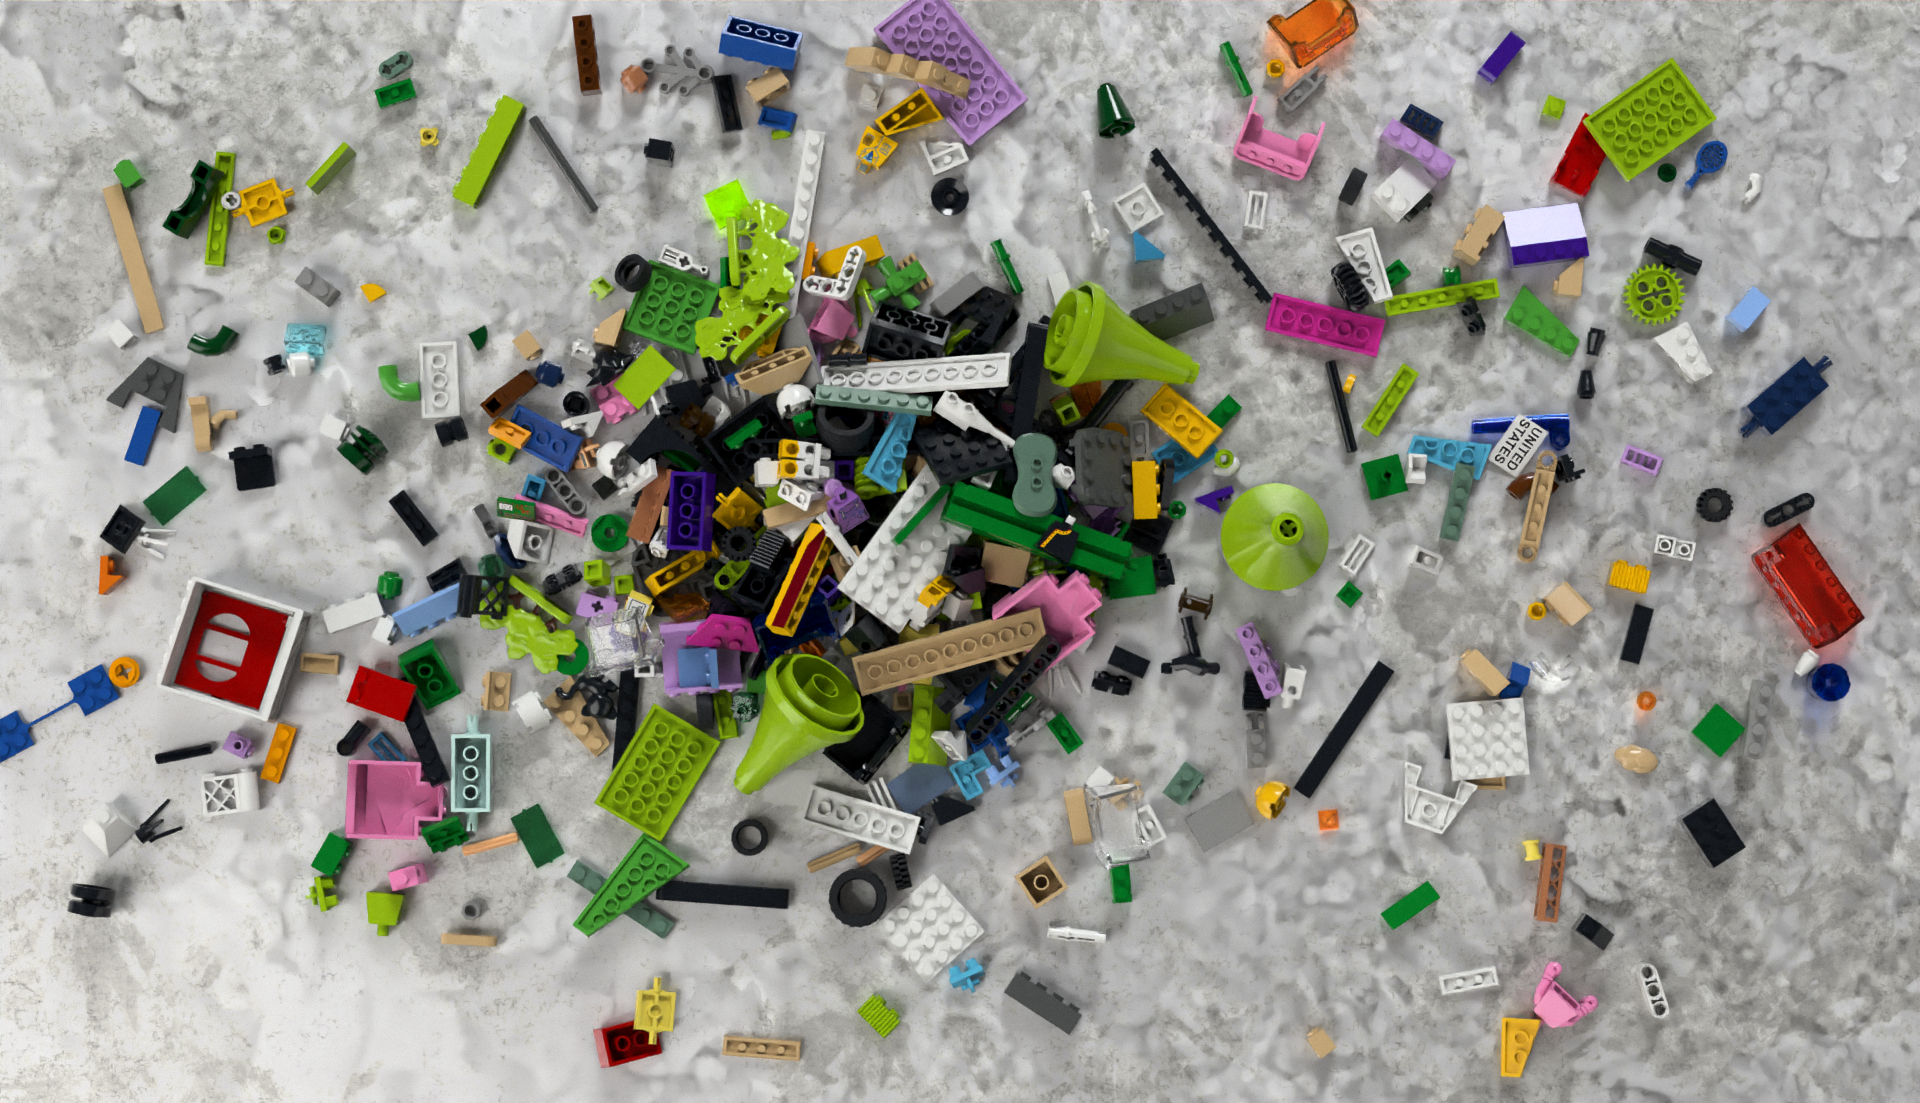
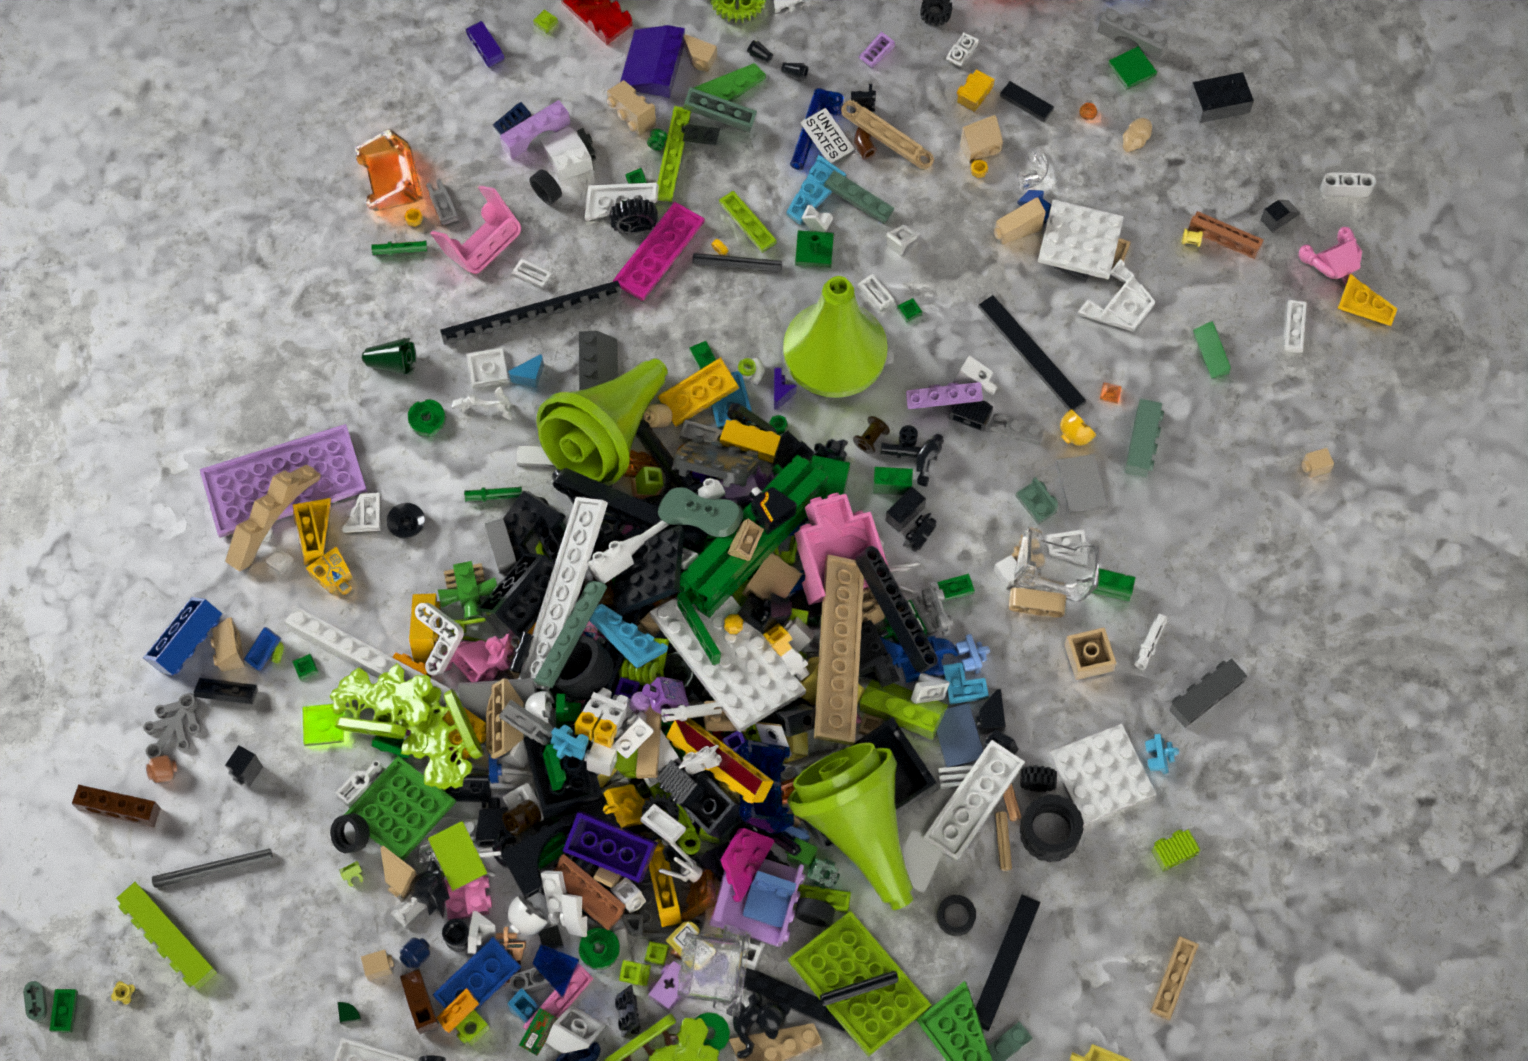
camera: 65 degrees left, 20 degrees down
(575, 503) = (555, 968): none -> clear blue wing
(629, 498) = (572, 913): none -> white slope
(649, 774) = (859, 988): none -> black axle
(700, 587) = (689, 869): none -> white plant
(725, 551) = (663, 824): none -> white tile
(768, 432) = (568, 745): none -> medium azure hips
(774, 394) = (526, 723): none -> light grey hinge
(776, 164) = (305, 666): none -> green tile
(792, 562) = (695, 761): none -> white hinge
(845, 337) = (499, 651): none -> bright pink hips
(939, 544) = (733, 624): none -> yellow tile
(1017, 528) = (745, 540): none -> tan slope
(1056, 163) = (429, 427): none -> green plate
(1141, 392) = (658, 415): none -> tan head
(1154, 640) = (892, 480): none -> green brick
(1210, 637) = (908, 432): none -> black wheel
(1287, 866) = (1143, 438): none -> sand green brick
(1504, 327) = (719, 109): none -> sand green brick

